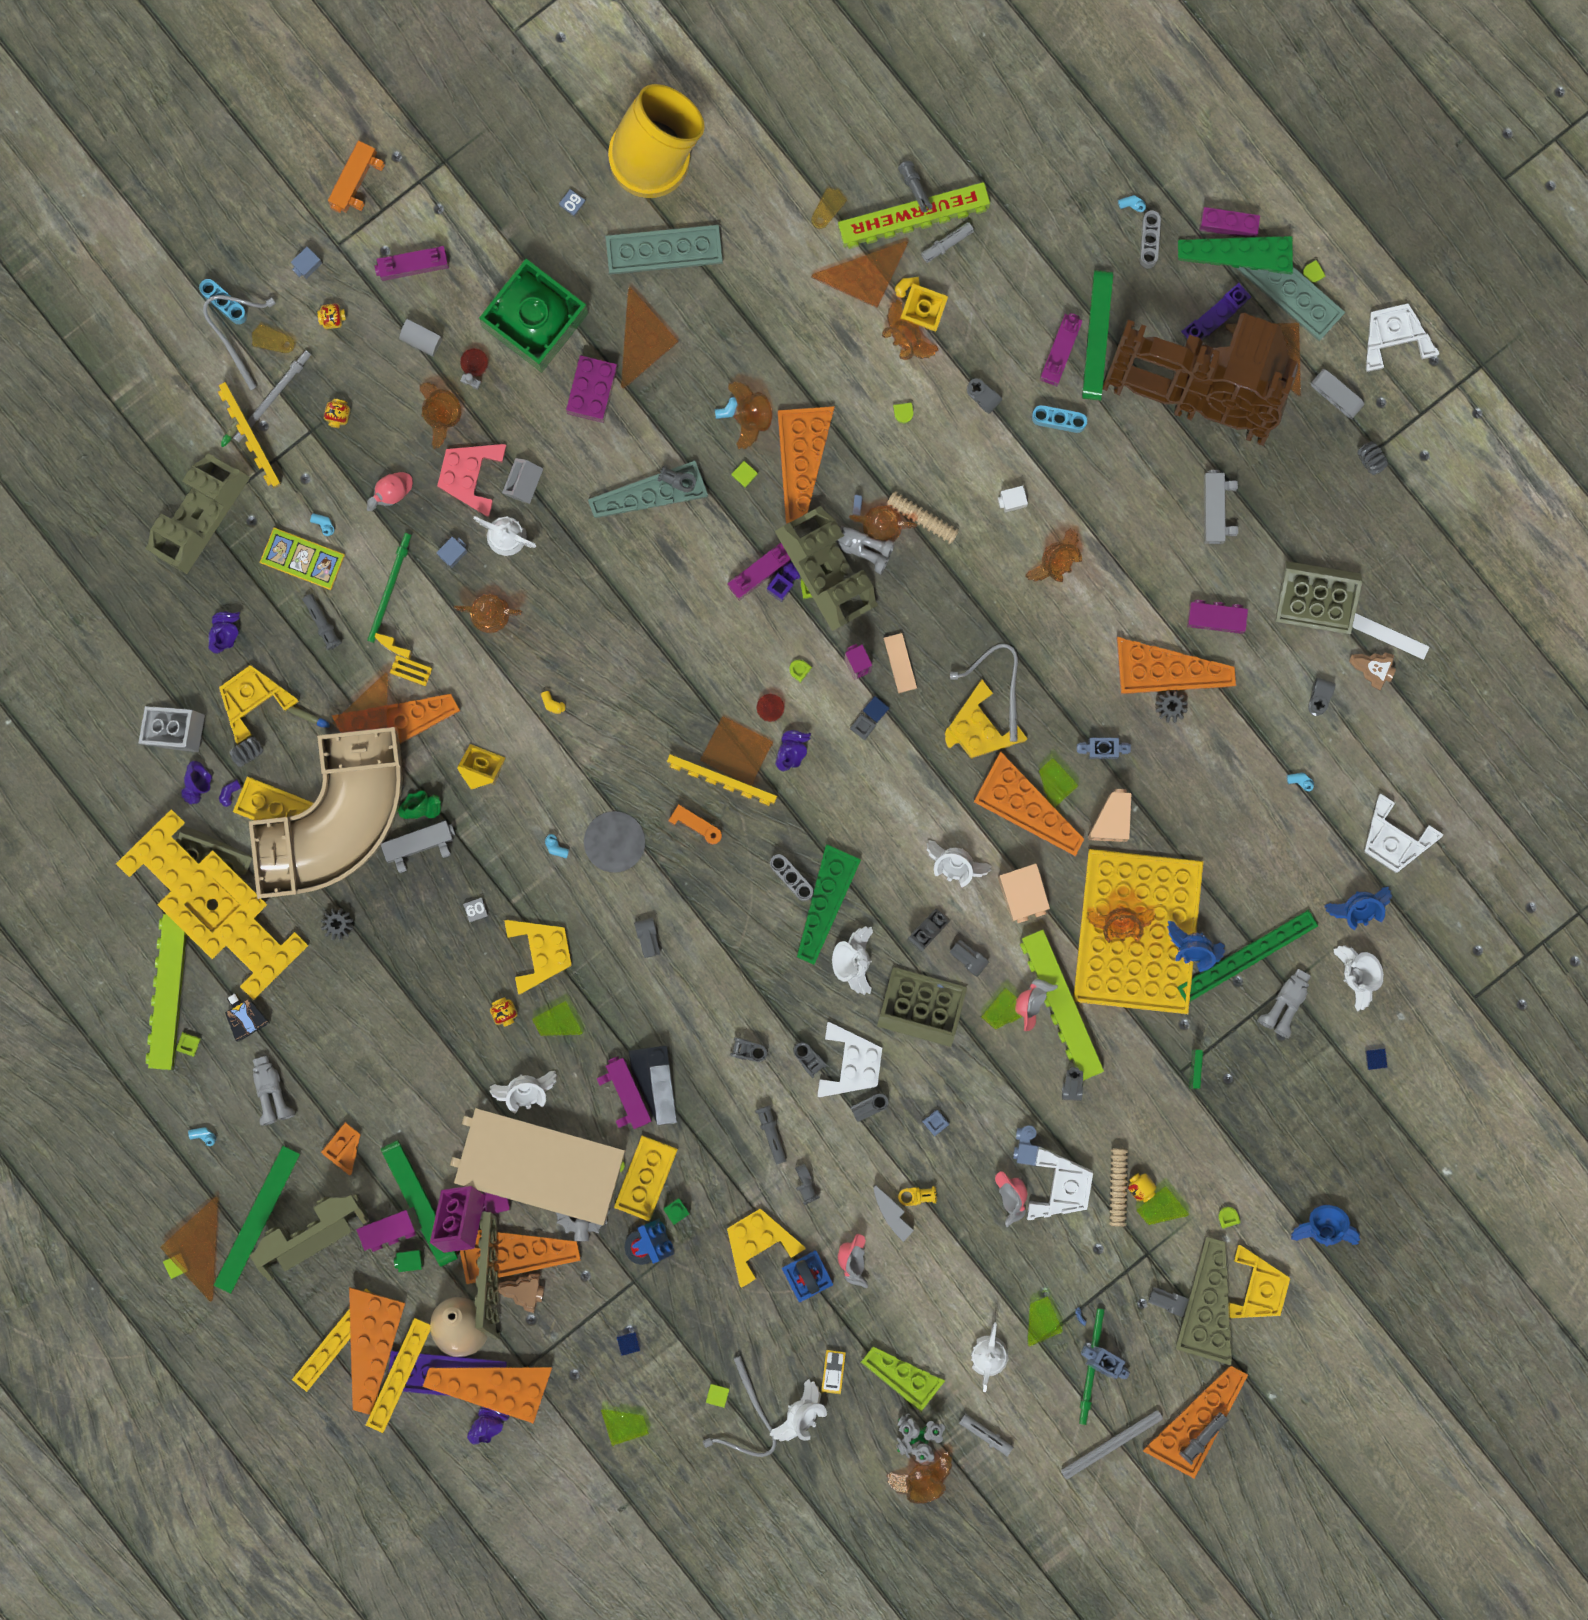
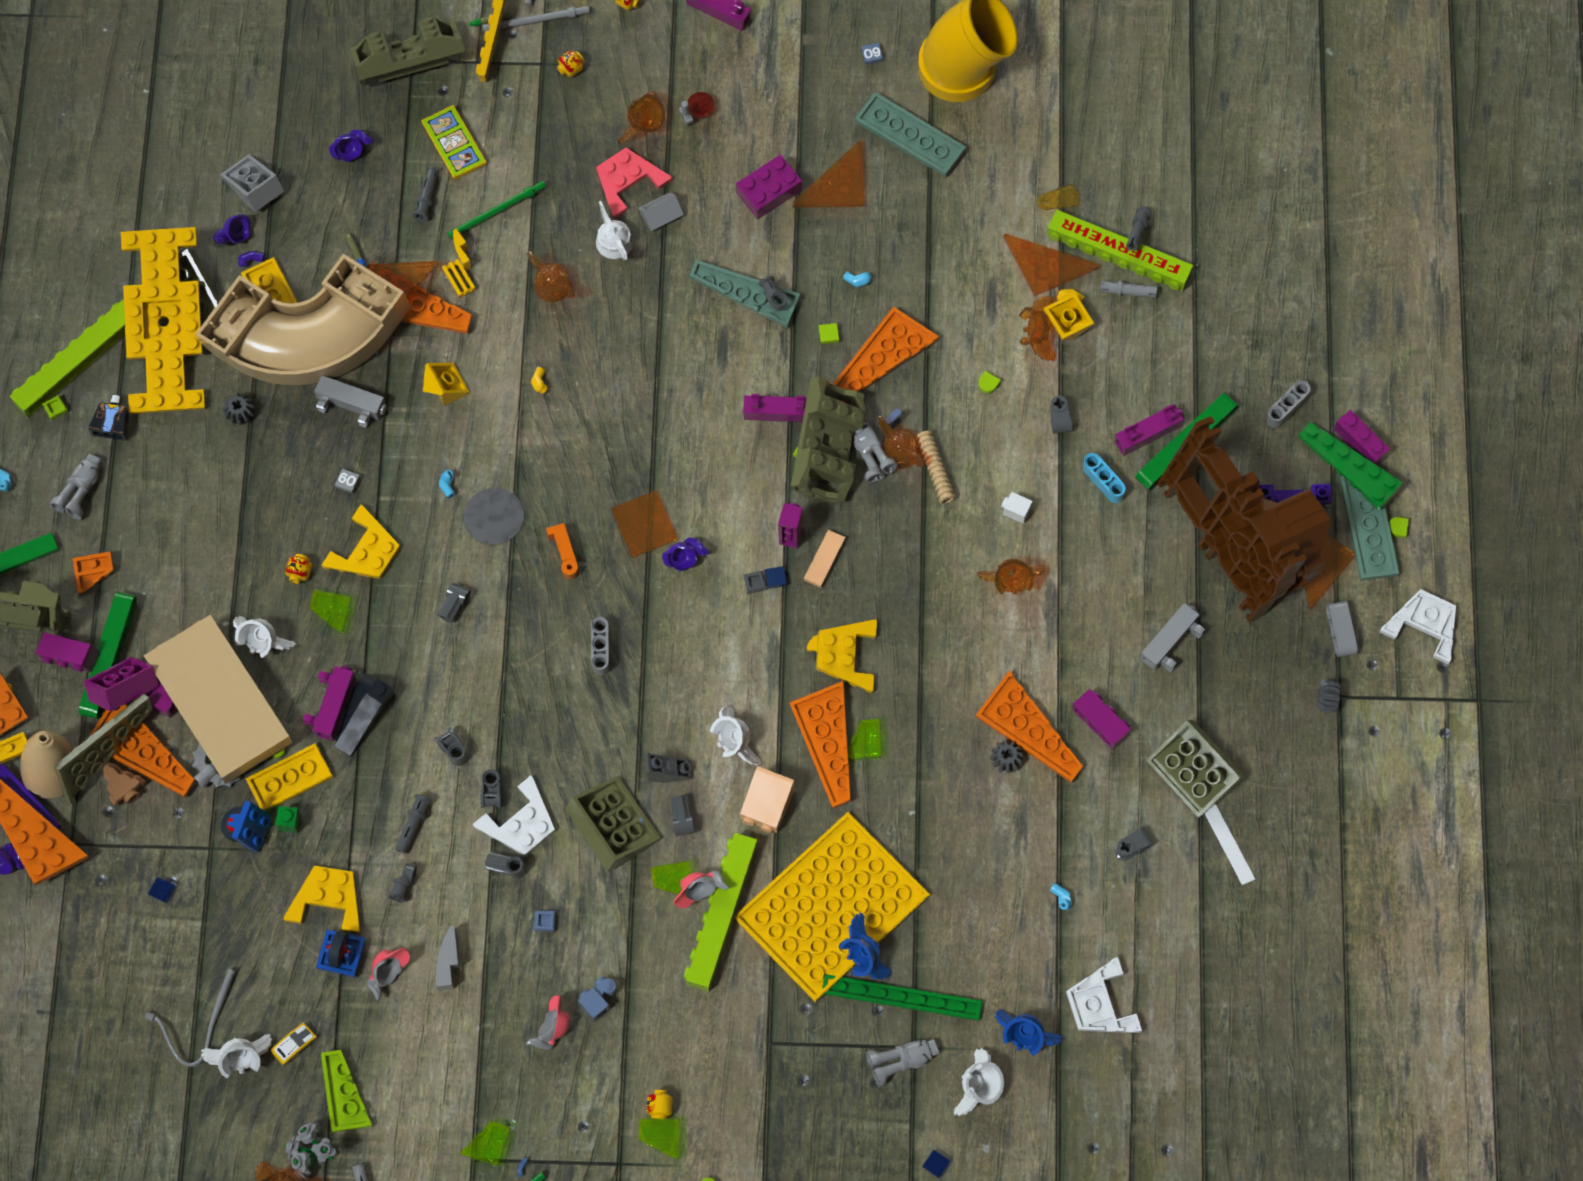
camera: 45 degrees right, 15 degrees down
(246, 693) = (327, 200): yellow wing -> none
(246, 751) = (288, 237): dark grey gear -> none
(324, 522) = (492, 133): medium azure arm -> none
(390, 490) = (559, 143): coral hair -> none
(408, 1261) = (60, 690): green brick -> none
(420, 337) = (677, 58): light grey brick -> none
(420, 805) = (375, 374): green hair -> none
(452, 551) = (564, 219): sand blue brick -> none
(533, 315) = (771, 102): green piece -> none
(623, 1426) = (99, 948): clear neon green wing -> none
(713, 778) = (616, 540): yellow plate -> none
(717, 1395) = (190, 986): lime tile -> none
(751, 413) = (872, 292): clear orange helmet -> none
(770, 707) = (696, 511): clear red plate -> none
(782, 585) = (783, 430): dark purple brick -> none
(799, 669) = (744, 503): lime tile -> none
(830, 890) = (623, 679): green wing -> none
(852, 960) = (591, 744): white helmet -> none
(917, 1197) = (480, 964): yellow connector -> none
(989, 1356) = (423, 1135): white helmet -> none
(1012, 709) = (876, 663): light grey piece -> none
(1069, 1187) = (603, 1055): white wing -> none
(1073, 1086) = (673, 980): dark grey piece -> none
(1114, 818) = (885, 800): light nougat slope -> none
(1118, 1187) = (641, 1090): tan piece -> none
(1122, 923) = (822, 884): clear orange helmet -> none
(1123, 748) = (915, 736): sand blue piece -> none
(1132, 201) = (1298, 369): medium azure arm -> none
(1196, 1069) = (782, 1046): green tile -> none
(1375, 668) = (1196, 858): medium nougat rock -> none

